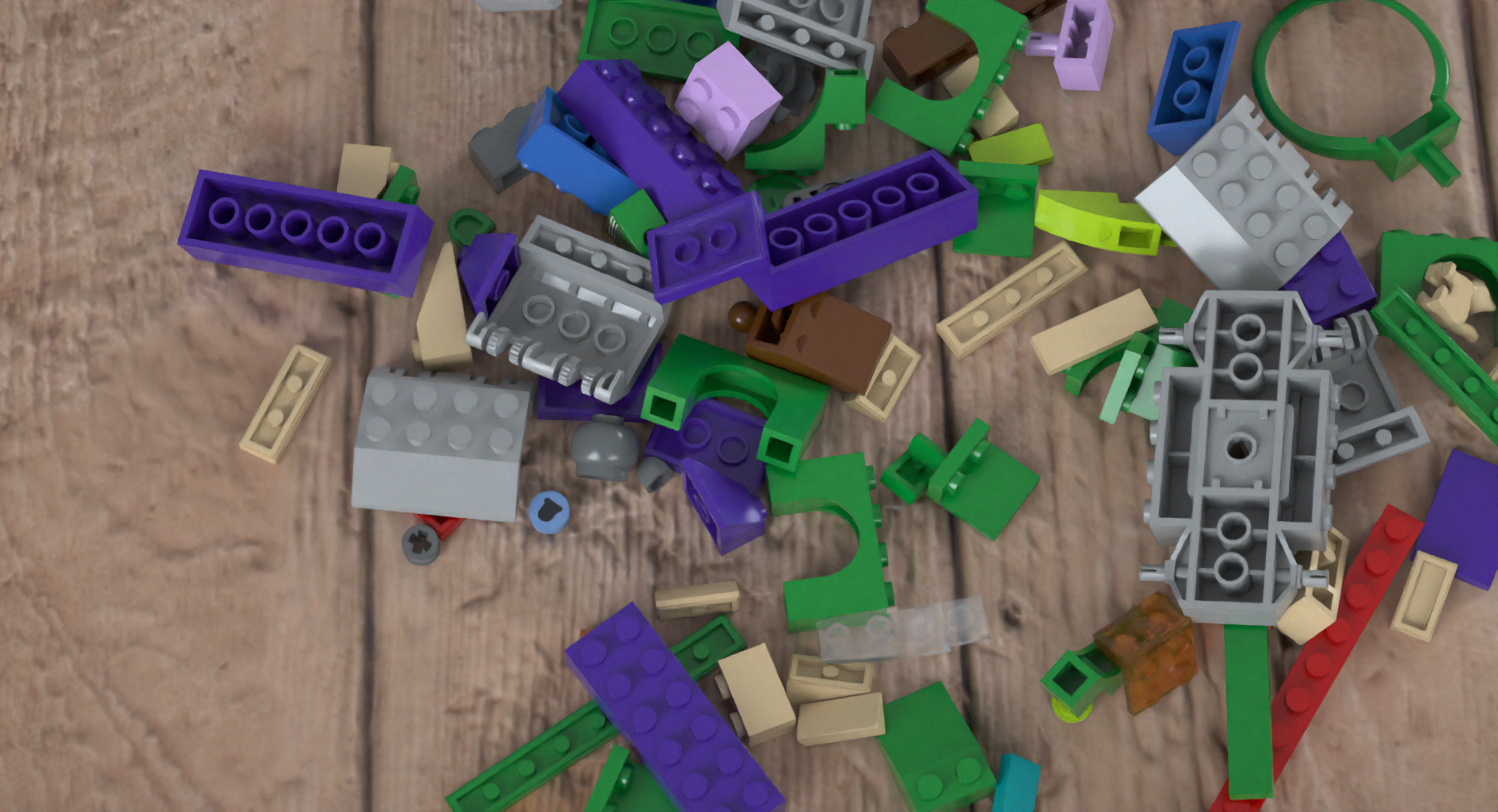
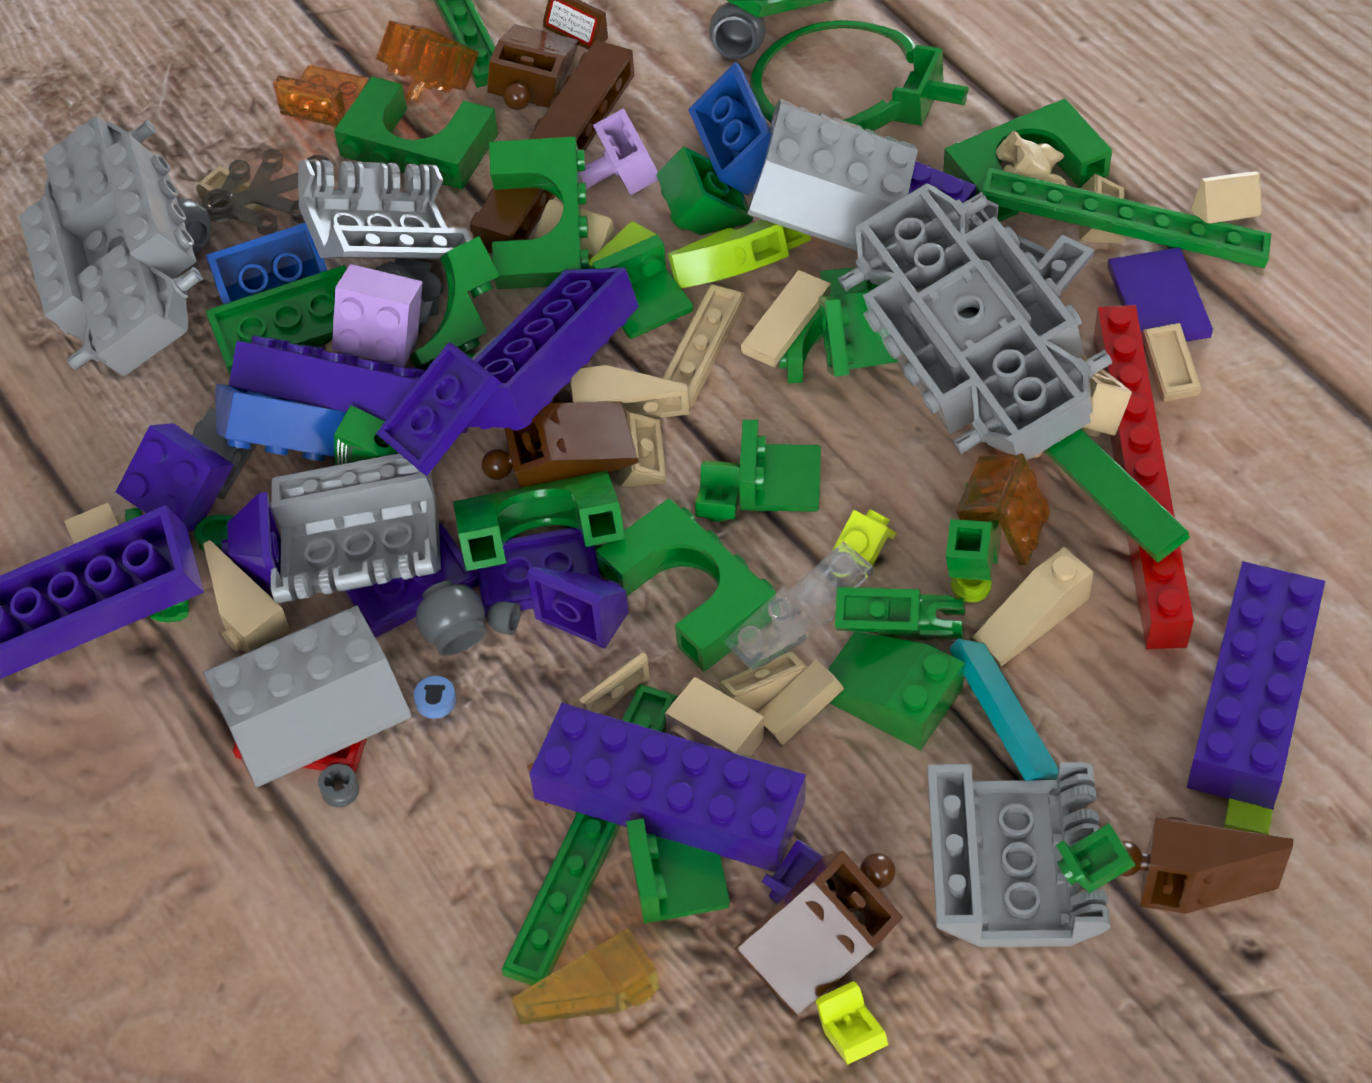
camera: 30 degrees left, 15 degrees down
(285, 403) = (139, 748): tan tile -> none
(456, 161) = (174, 472): none -> dark purple brick
(912, 321) = (637, 391): none -> tan slope
(980, 694) = (898, 613): none -> green plate
(1012, 596) = (866, 534): none -> neon yellow bracket
(1106, 763) = (1036, 606): none -> tan slope
(1115, 135) = (698, 197): none -> green slope

